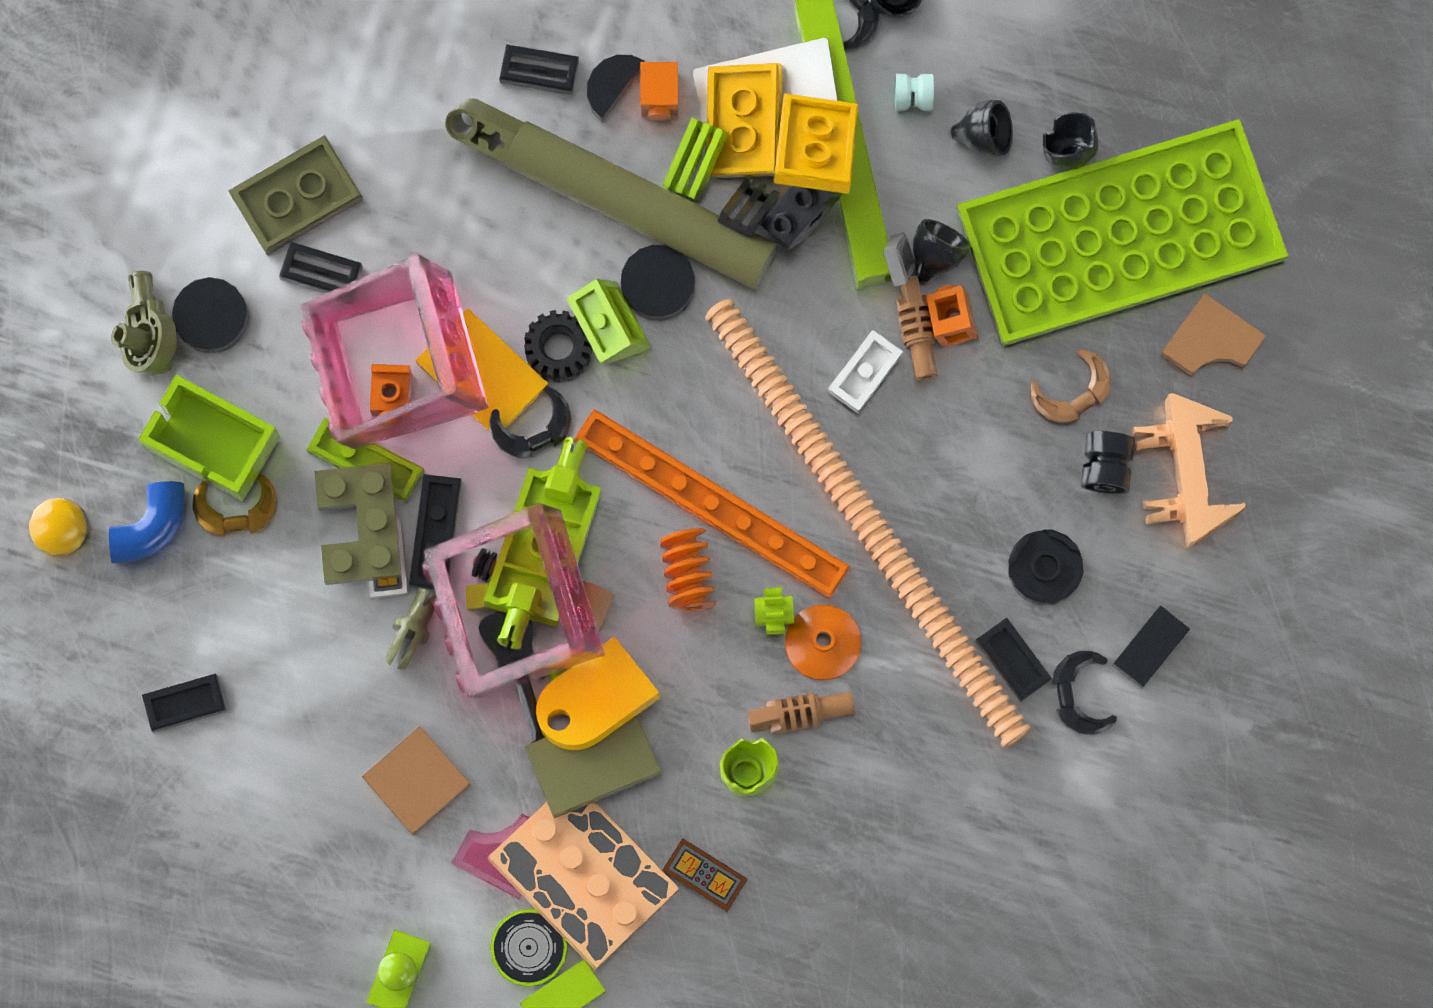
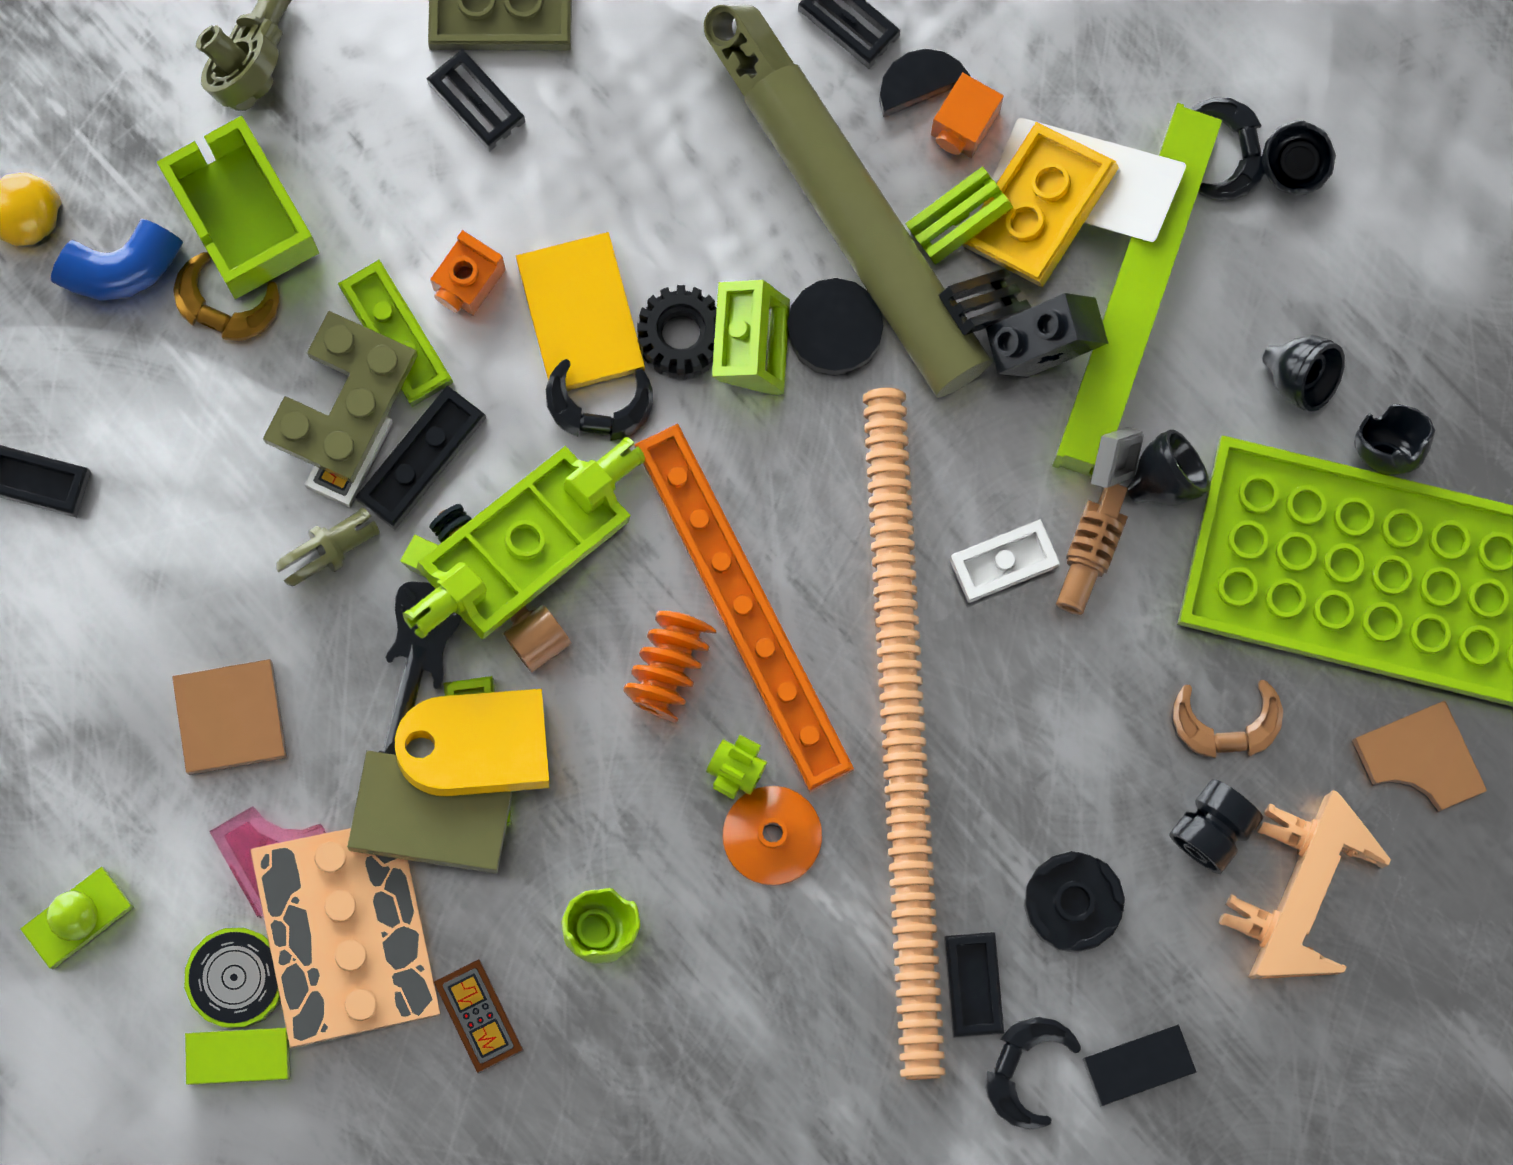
camera: 30 degrees right, 0 degrees up
(210, 314) = (327, 77): black tile -> none
(446, 337) = (555, 251): clear pink windscreen -> none
(566, 586) = (511, 600): clear pink windscreen -> none
(800, 712) = (696, 898): medium nougat hinge -> none
(816, 143) = (1100, 272): yellow tile -> none
(922, 92) = (1257, 291): light aqua wheel -> none
(953, 329) = (1136, 538): orange brick -> none

